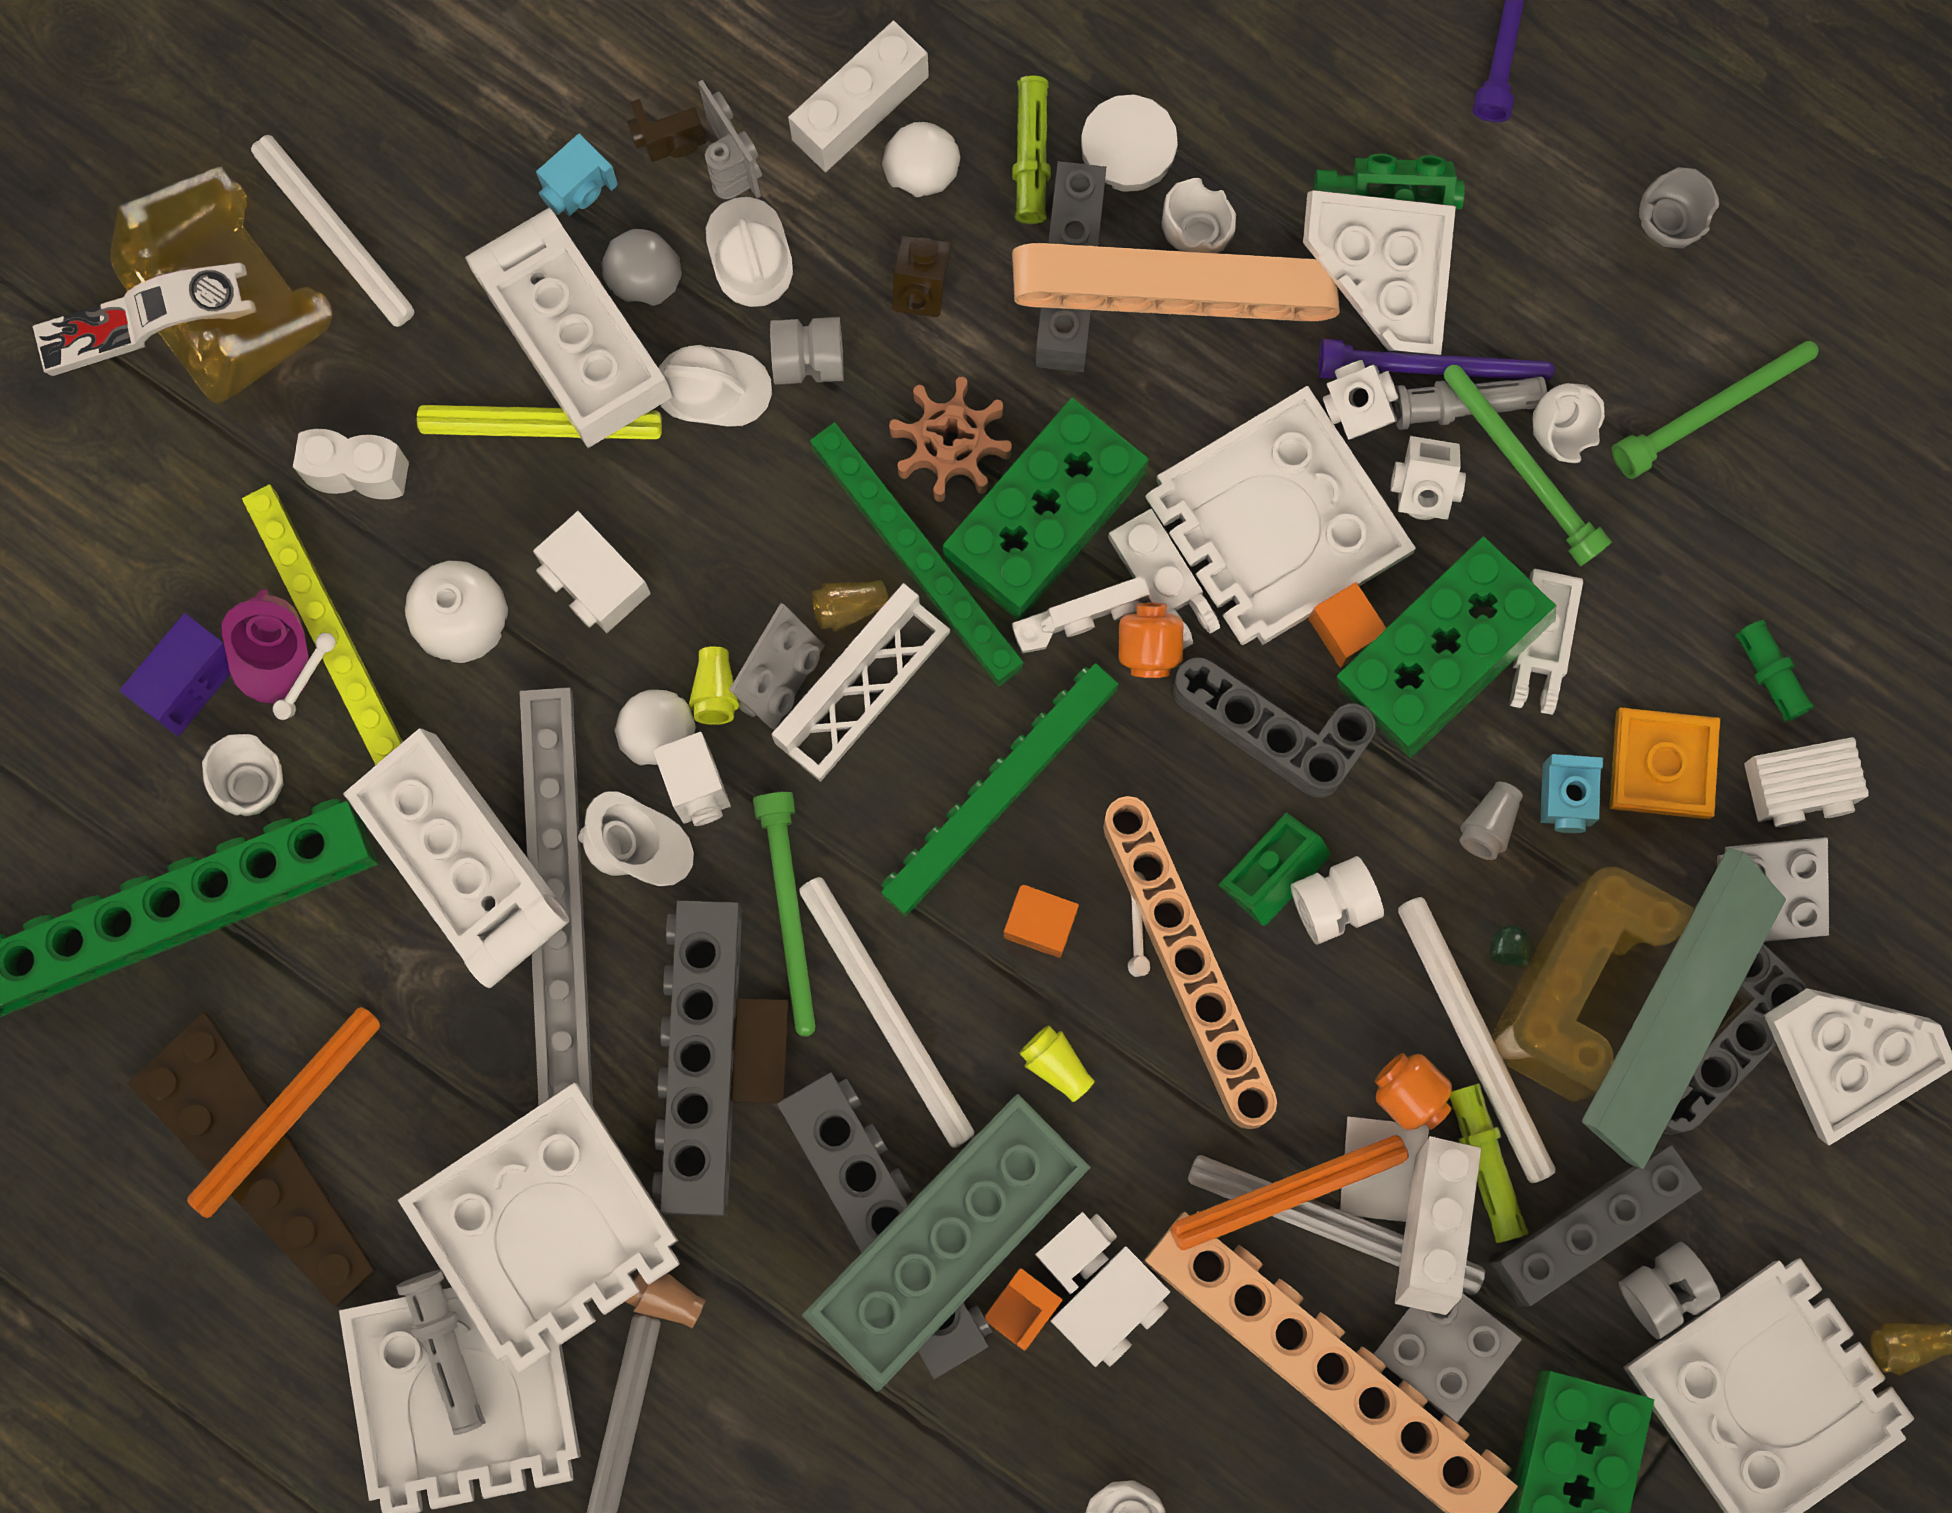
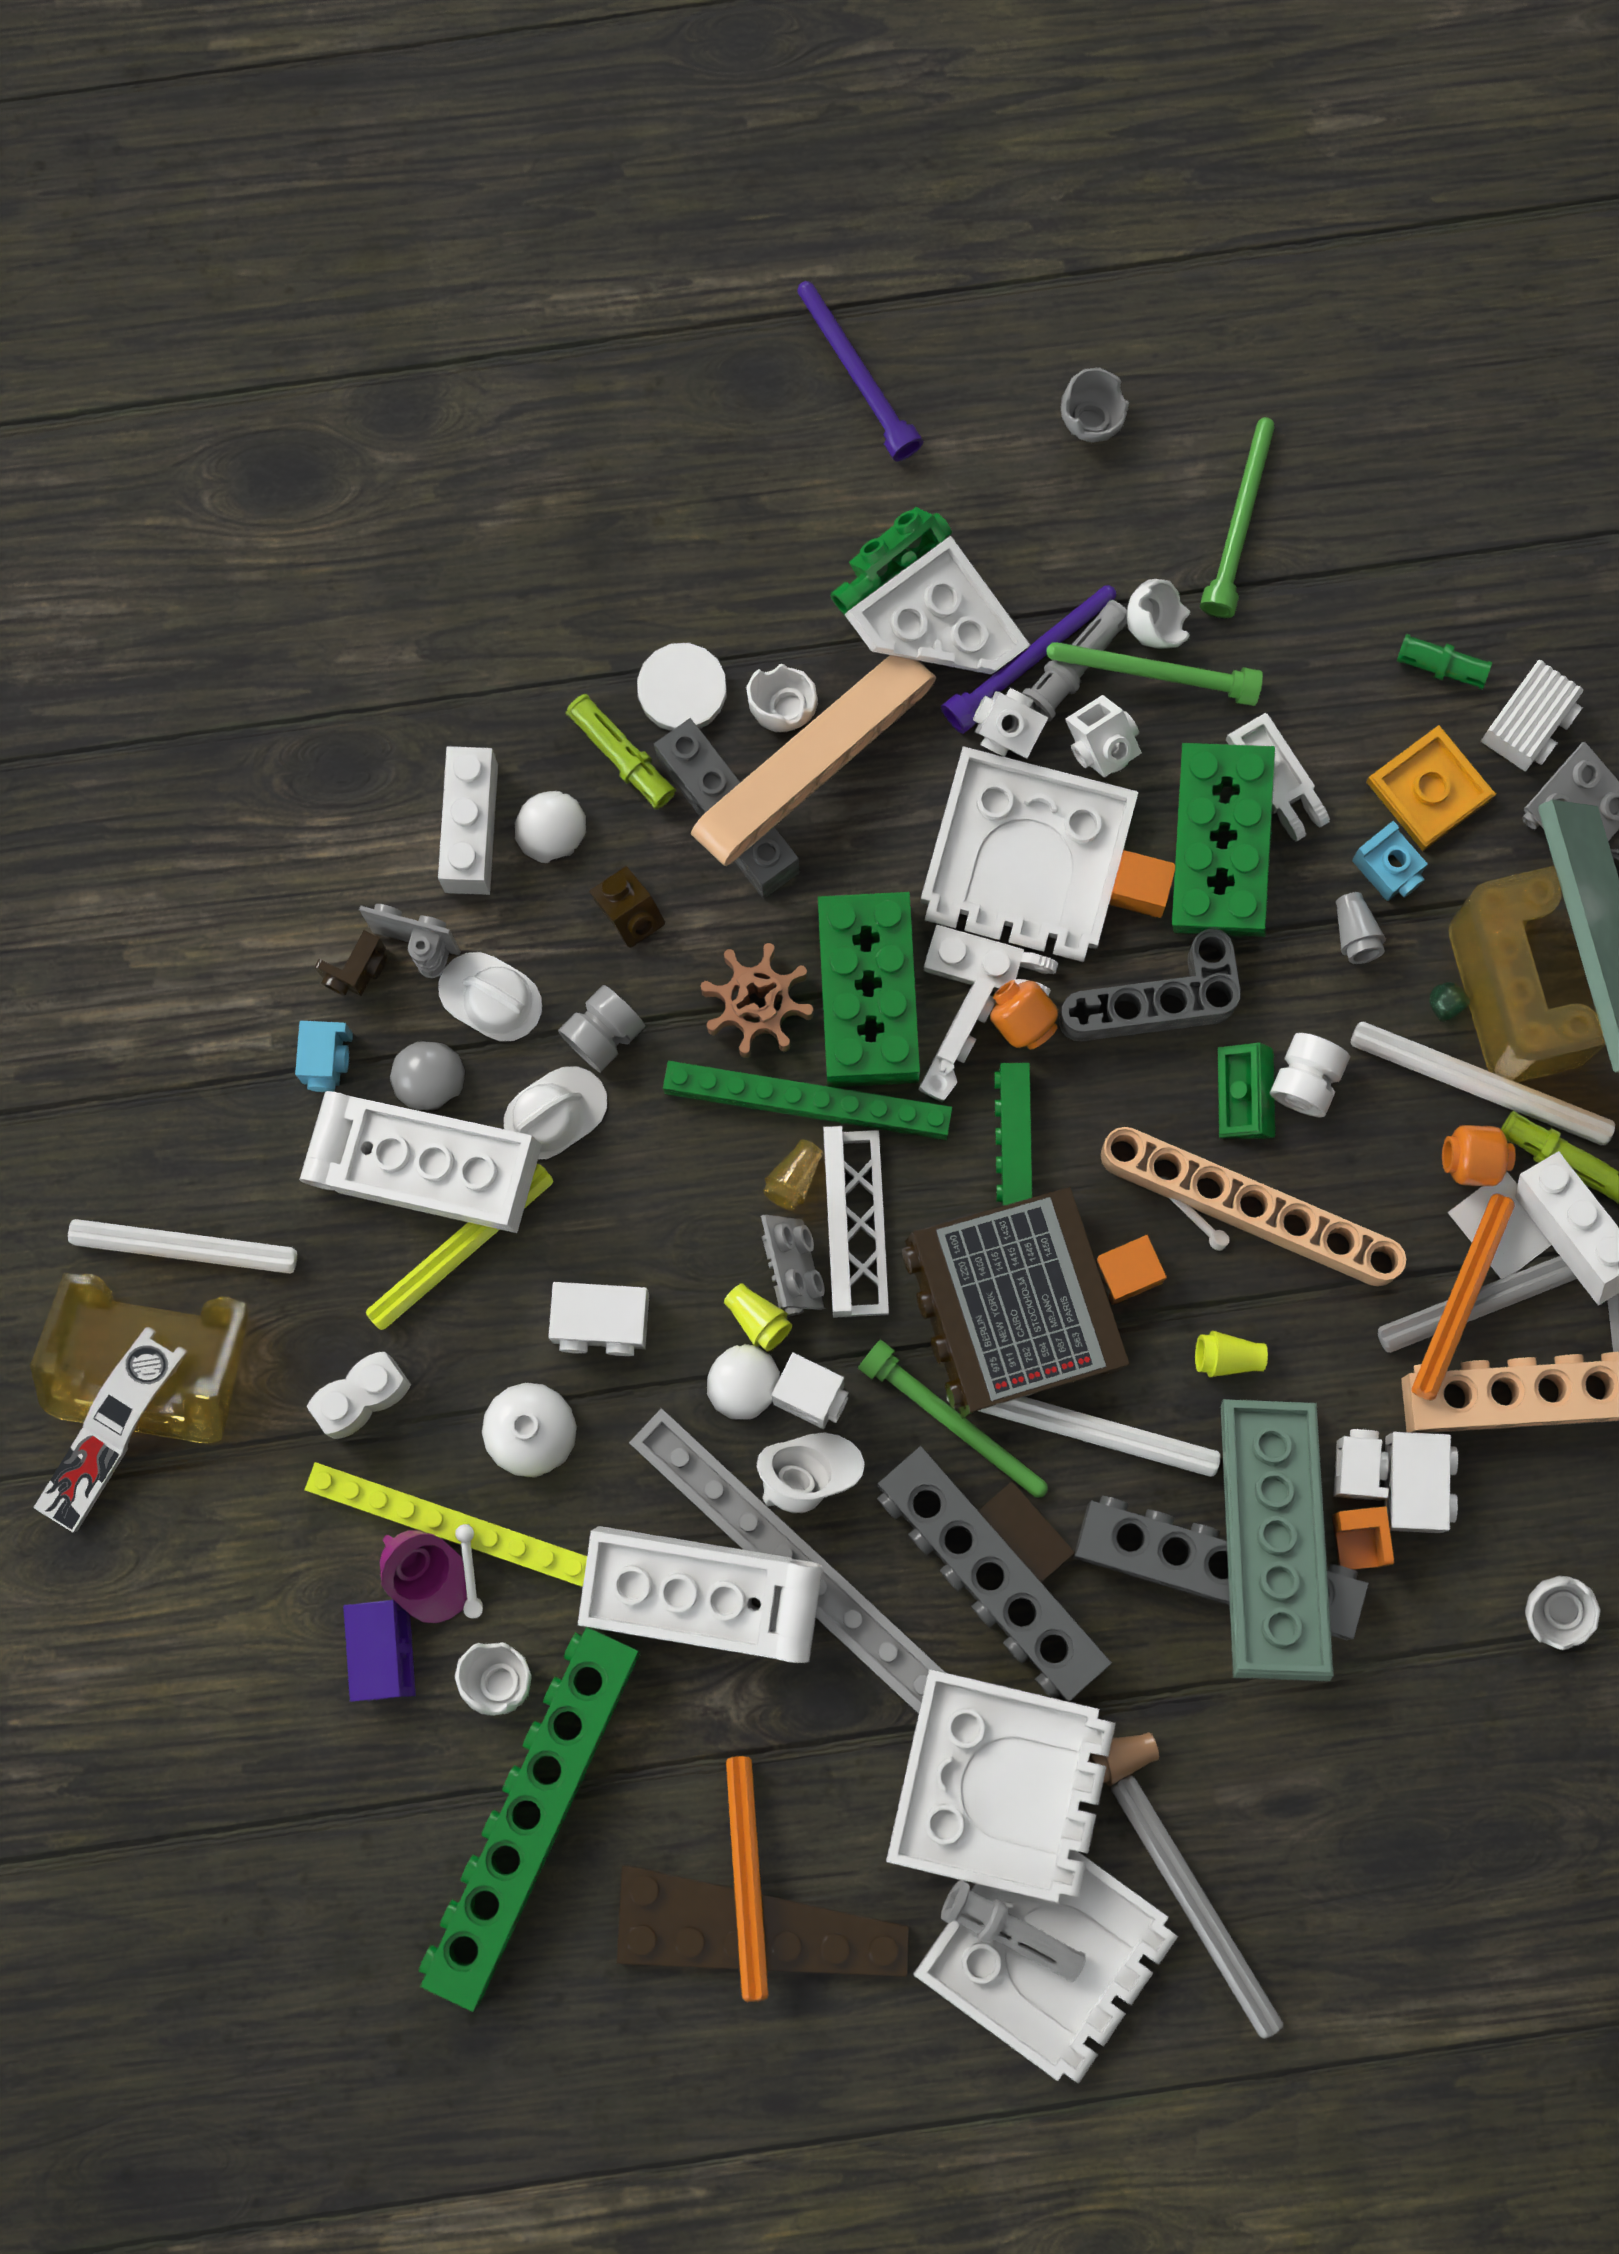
camera: 40 degrees left, 0 degrees up
(923, 859) = (1014, 1301): none -> panel

